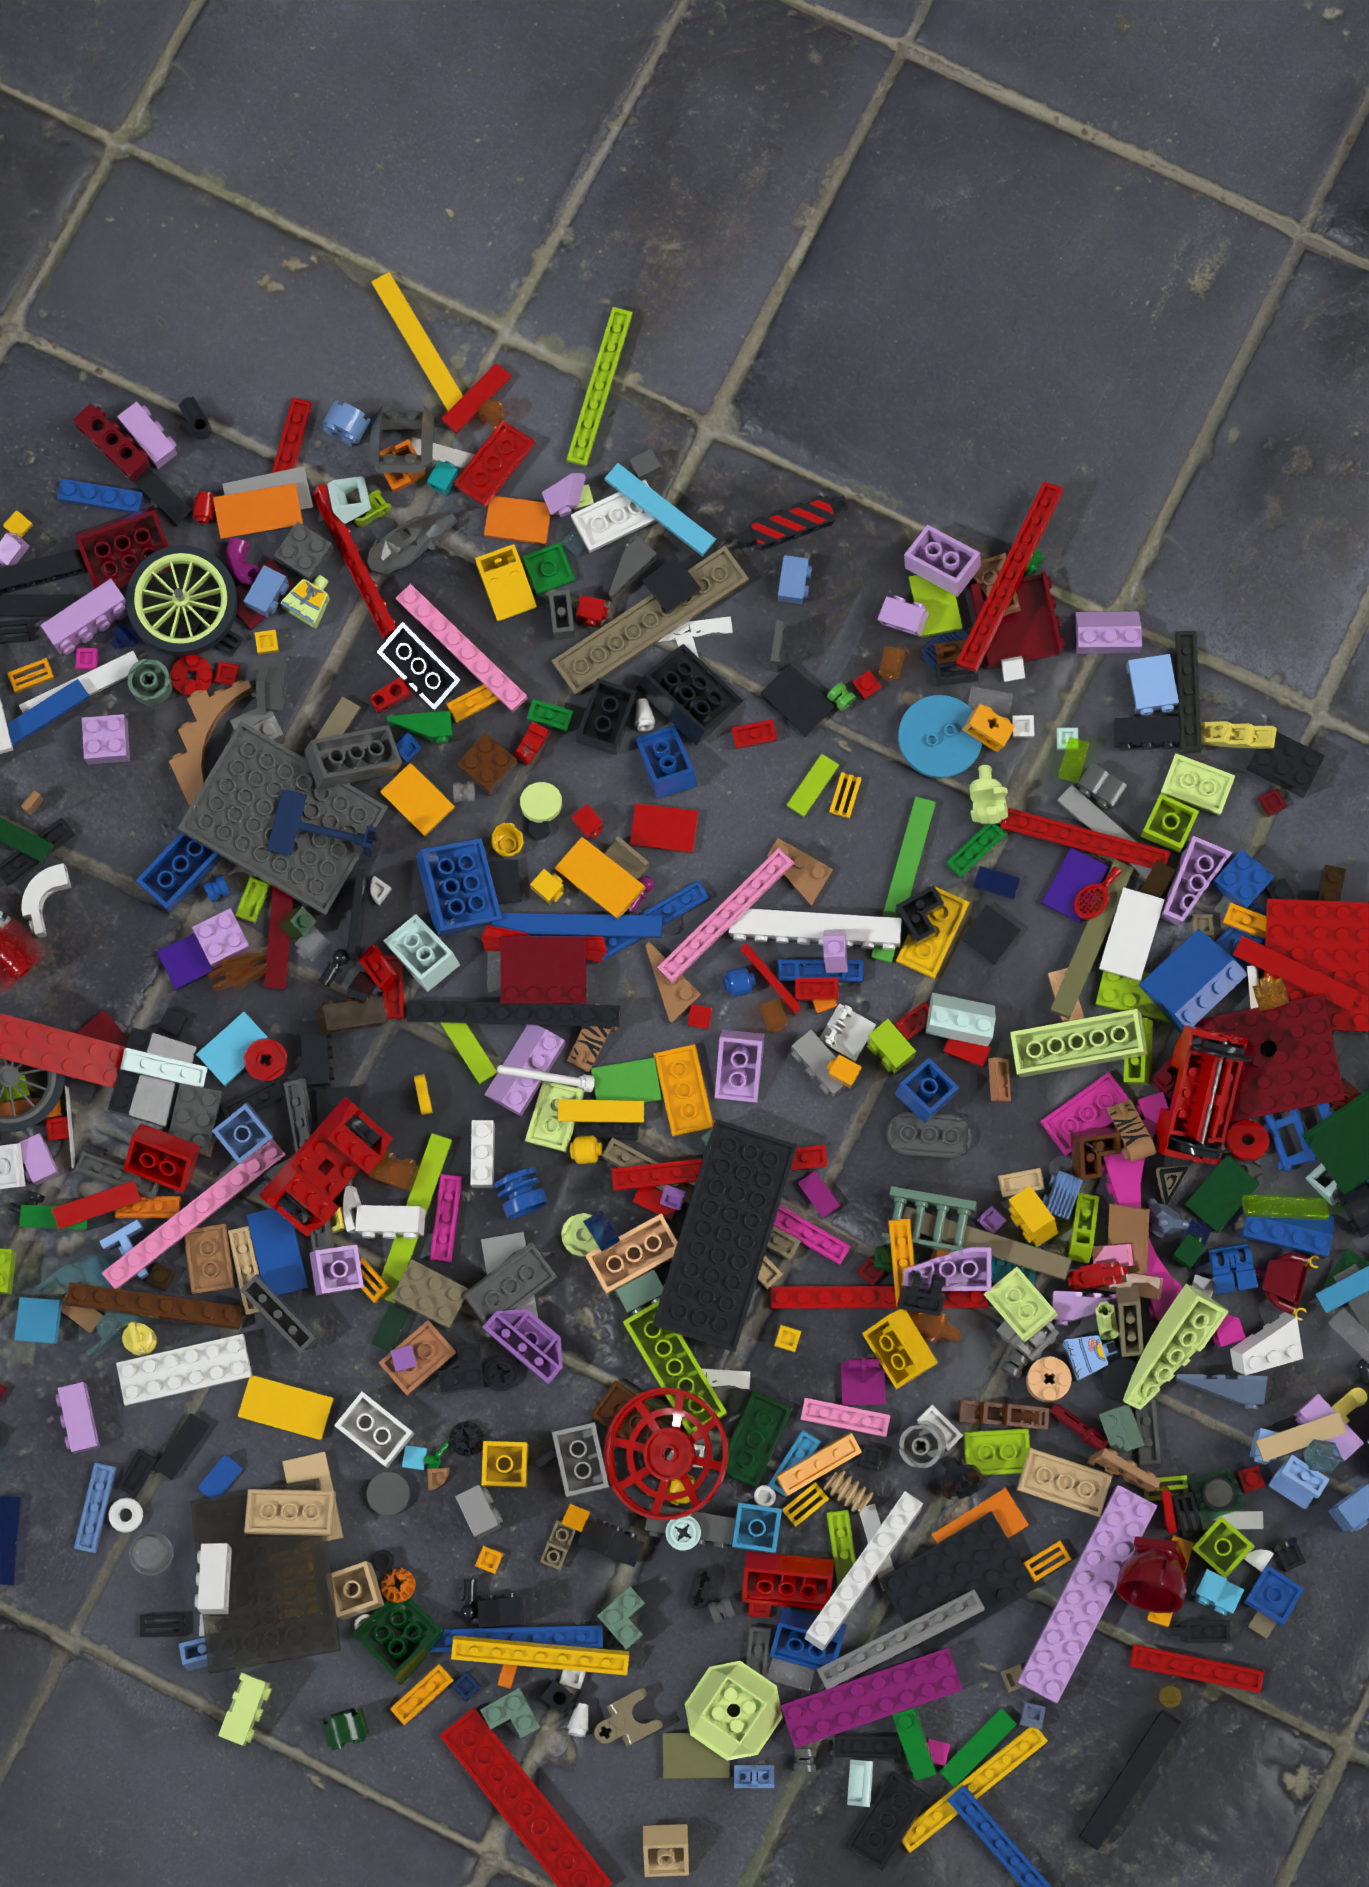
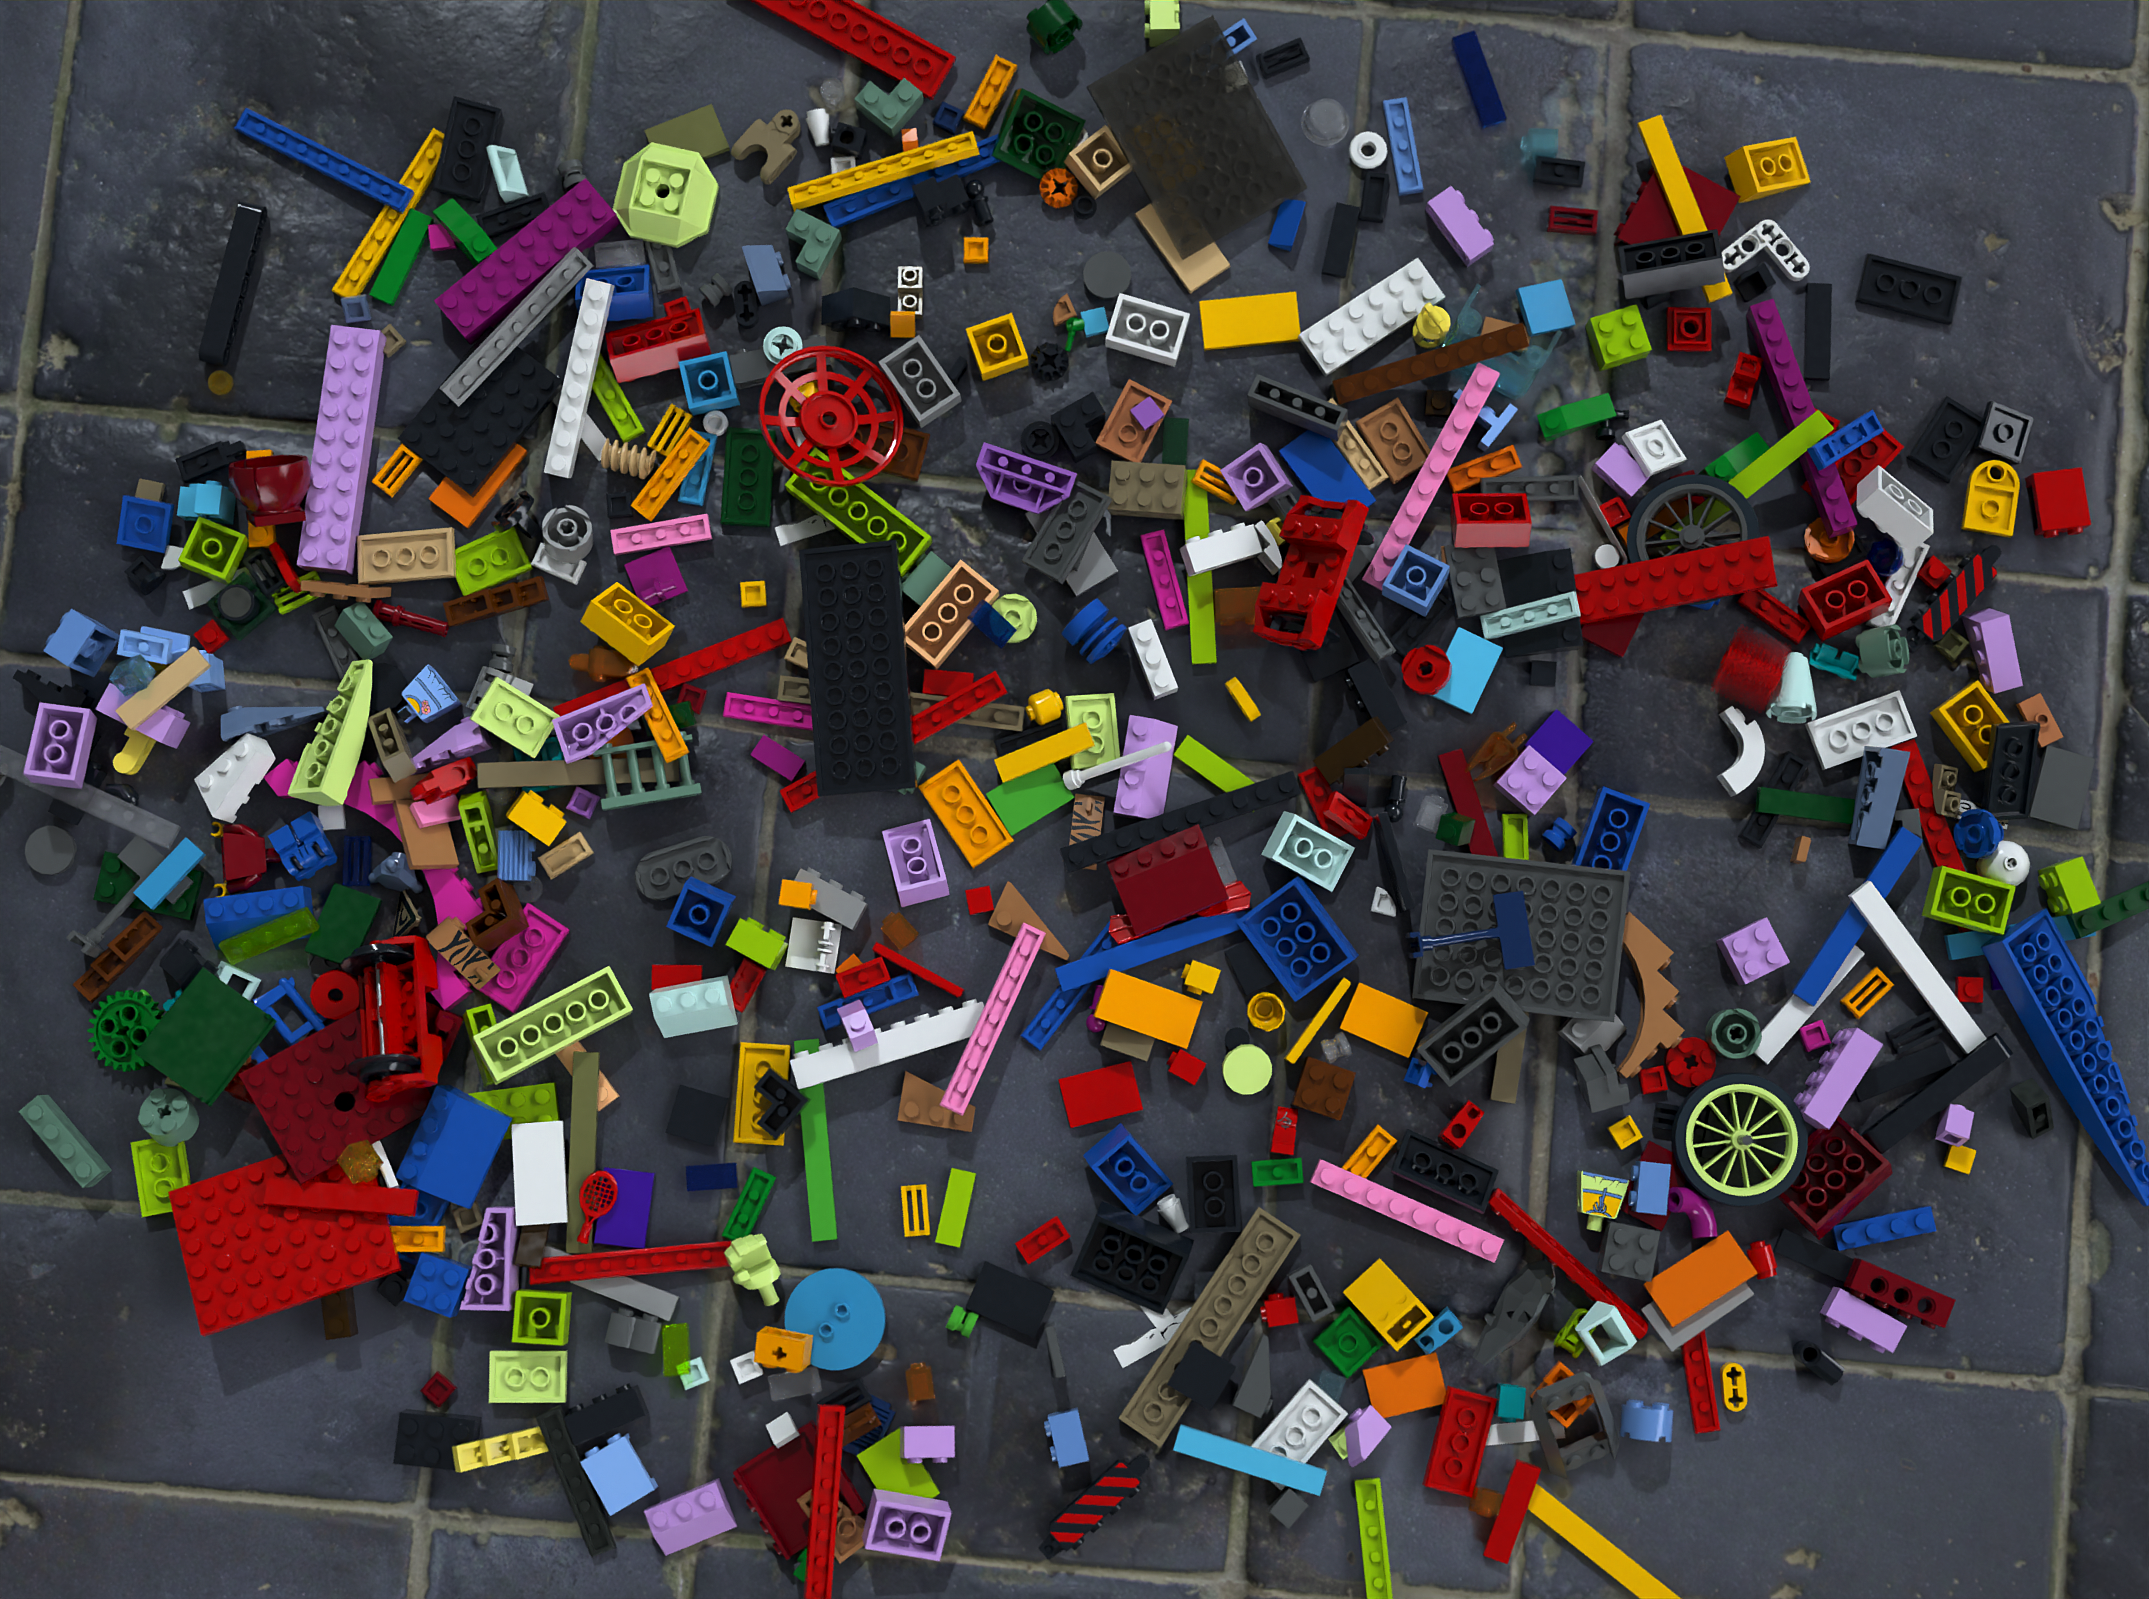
camera: 155 degrees right, 5 degrees up
(80, 1096) = (1606, 556): none -> white tile
(96, 1205) = (1537, 441): red tile -> none
(123, 638) = (1784, 1074): clear blue tile -> none
(213, 1578) = (1247, 109): white brick -> none
(263, 423) = (1739, 1386): none -> yellow beam
(290, 1512) = (1198, 210): tan tile -> none
(429, 726) = (1403, 1107): green slope -> none
(469, 817) = (1317, 1020): none -> yellow tile
(473, 548) = (1438, 1331): none -> dark azure leg
(479, 1512) = (1002, 283): light grey brick -> none
(665, 1850) = (681, 36): tan slope -> none
(672, 1197) = (930, 690): medium lavender tile -> none
(672, 1605) = (766, 273): none -> sand blue slope
(738, 982) = (951, 952): blue head -> none
(765, 1776) = (609, 145): medium blue hips -> none
(866, 685) = (939, 1347): red plate -> none
(922, 1300) = (620, 679): black plate -> none
(999, 1080) = (628, 956): nougat plate -> none
(1061, 1379) = (455, 667): light nougat brick -> none
(1106, 1321) = (418, 737): yellowish green piece -> none
(1189, 1250) = (356, 848): dark green brick -> none
(1196, 1668) = (203, 421): red tile -> none

